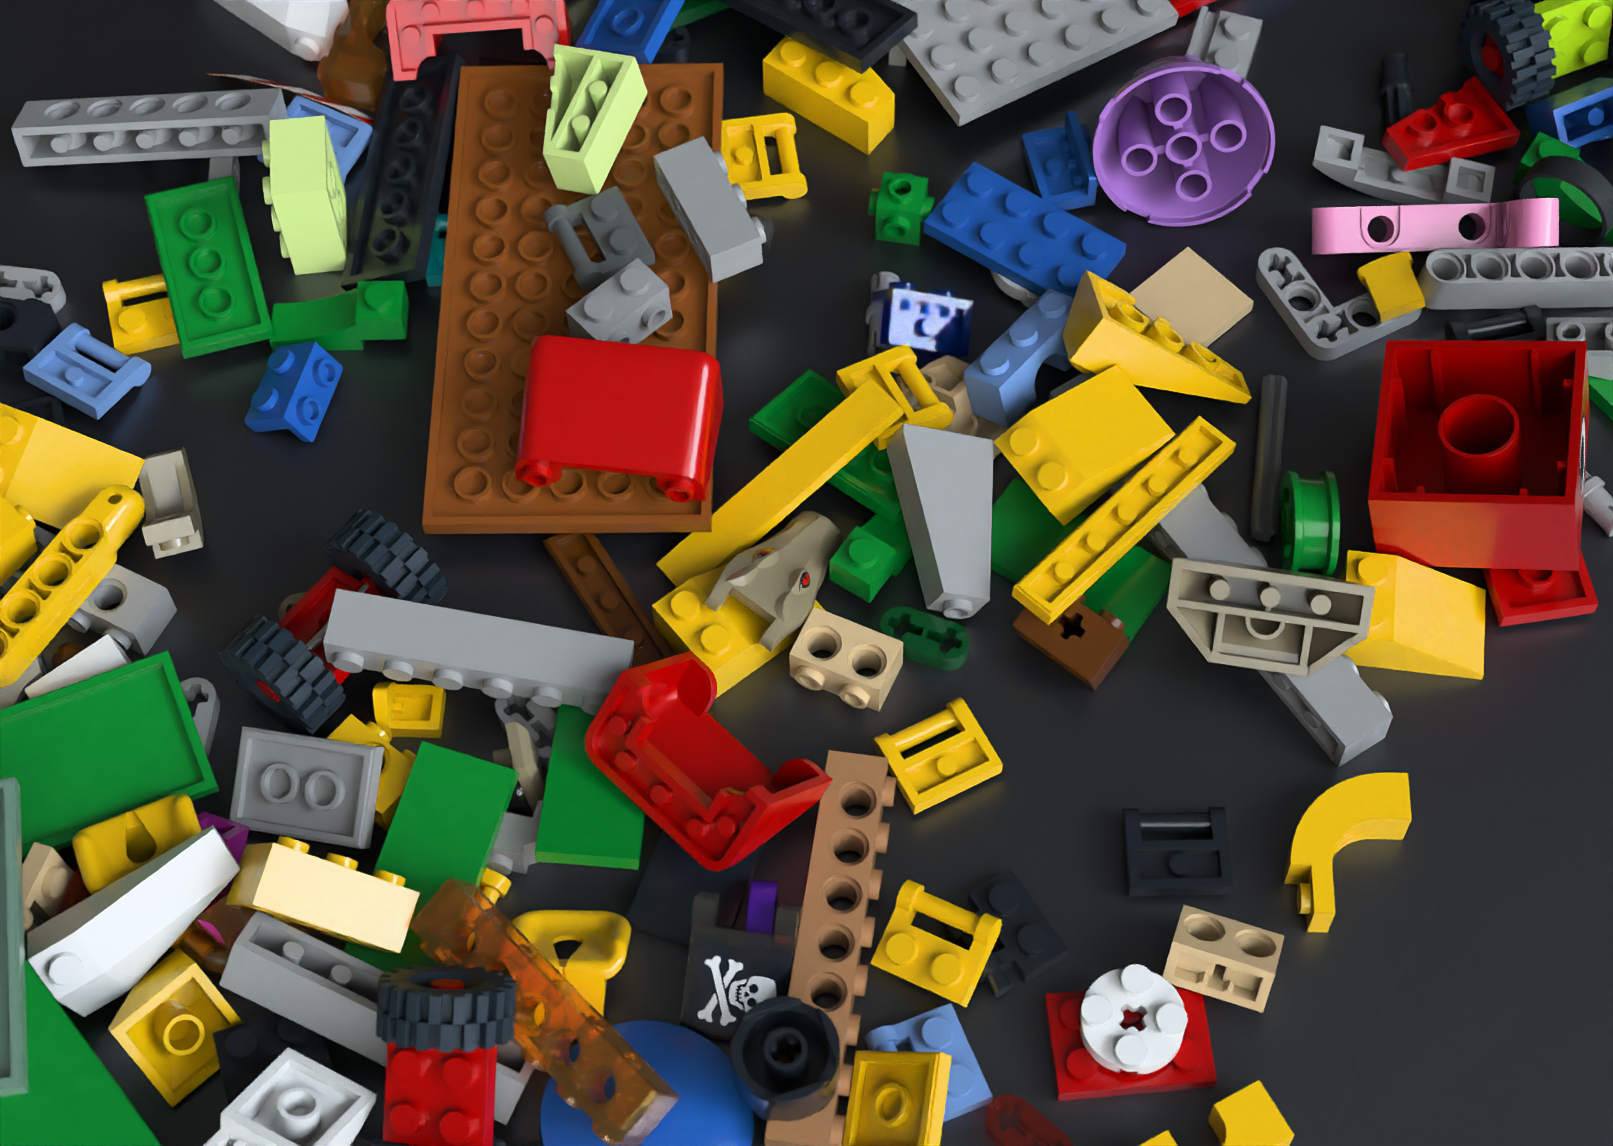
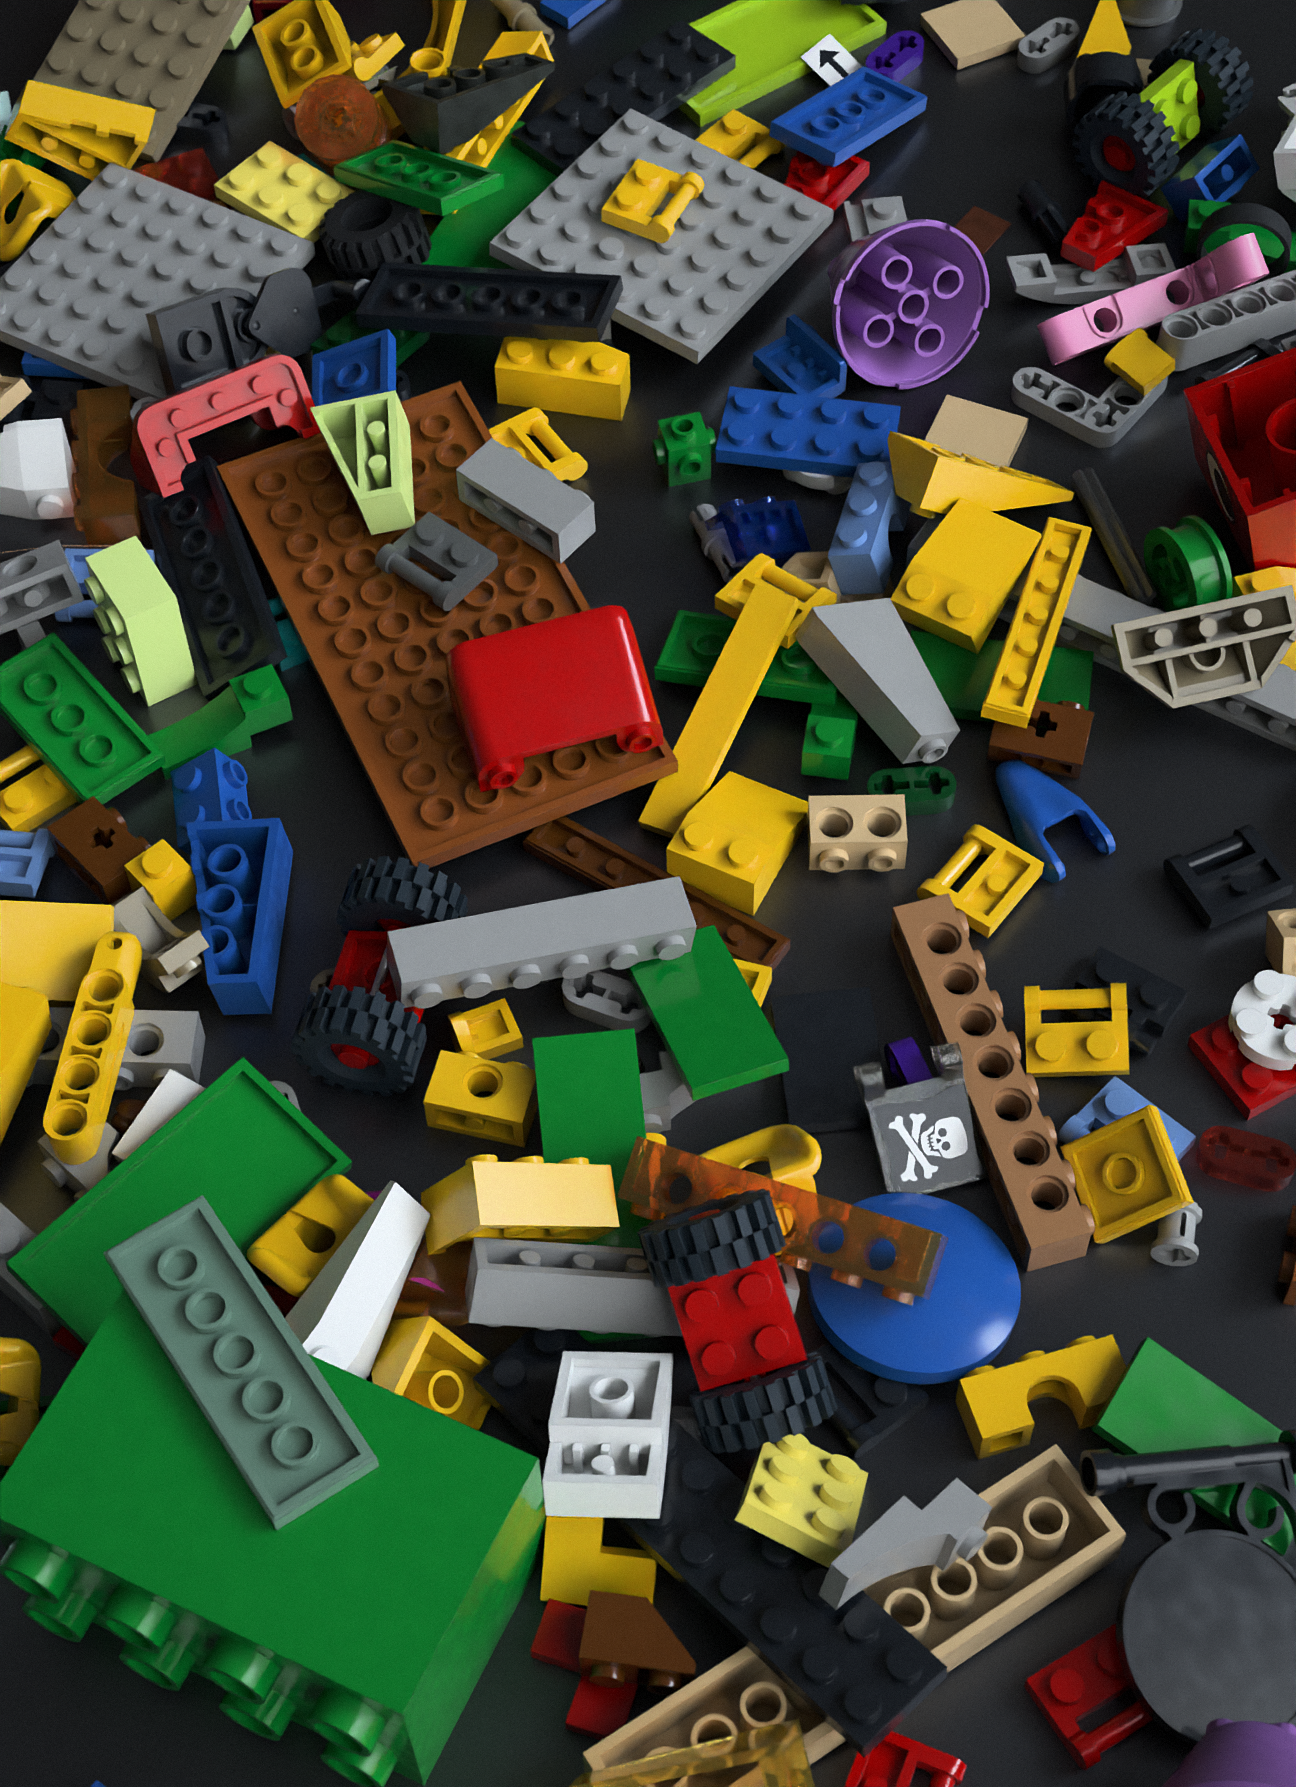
camera: 25 degrees left, 5 degrees down
(175, 400) = (96, 848): none -> reddish brown brick
(208, 451) = (165, 878): none -> yellow brick
(258, 506) = (241, 902): none -> blue wedge
(306, 787) = (432, 1126): light grey tile -> none
(524, 758) = (620, 1016): dark tan piece -> none
(622, 307) = (501, 602): light grey brick -> none
(689, 769) = (787, 972): red windscreen -> none
(781, 575) = (763, 781): dark tan animal -> none
(808, 1039) = (1021, 1166): black brick -> none
(1036, 701) = (1040, 802): none -> blue animal
(1324, 82) = (982, 228): none -> copper sticker

